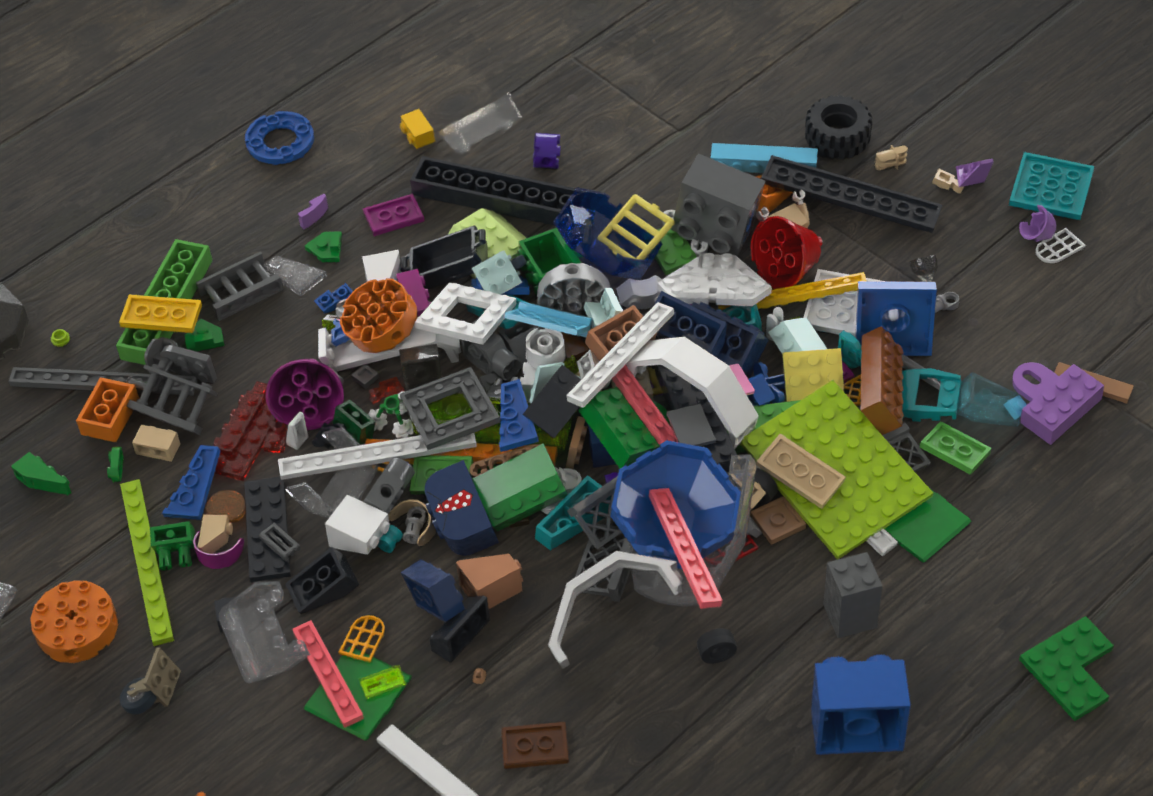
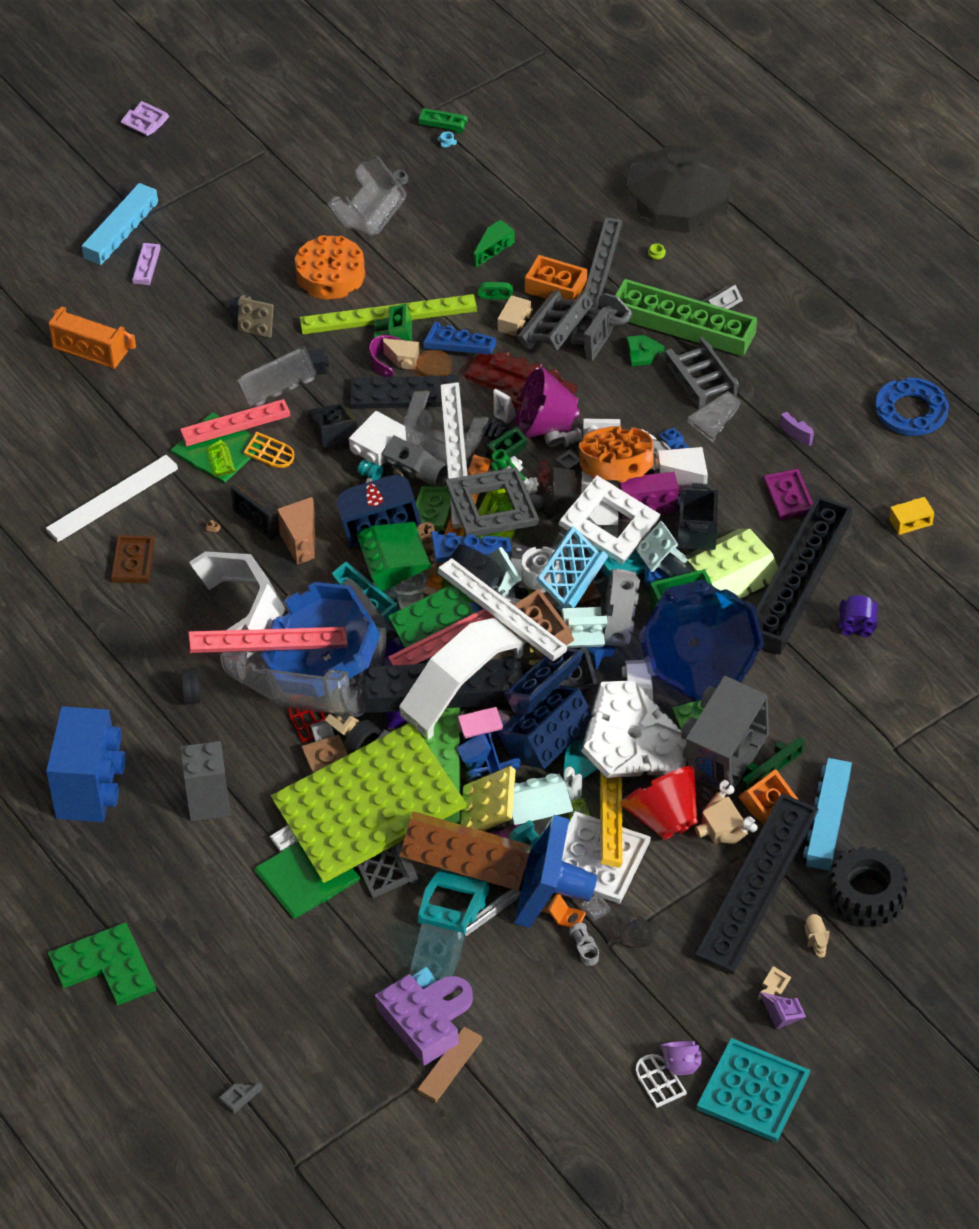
camera: 95 degrees right, 0 degrees up
(131, 280) = (725, 297): none -> light grey panel
(160, 313) = (653, 304): yellow plate -> none
(288, 551) = (382, 395): dark grey tile -> none
(326, 246) = (749, 440): green plate -> none
(433, 590) = (289, 482): dark blue brick -> none
(481, 124) = (905, 559): clear windscreen -> none
(625, 211) = (724, 656): light yellow bar -> none
(691, 426) = (407, 664): dark grey piece -> none
(800, 471) = (358, 761): tan plate -> none
(955, 447) = (382, 916): bright green plate -> none

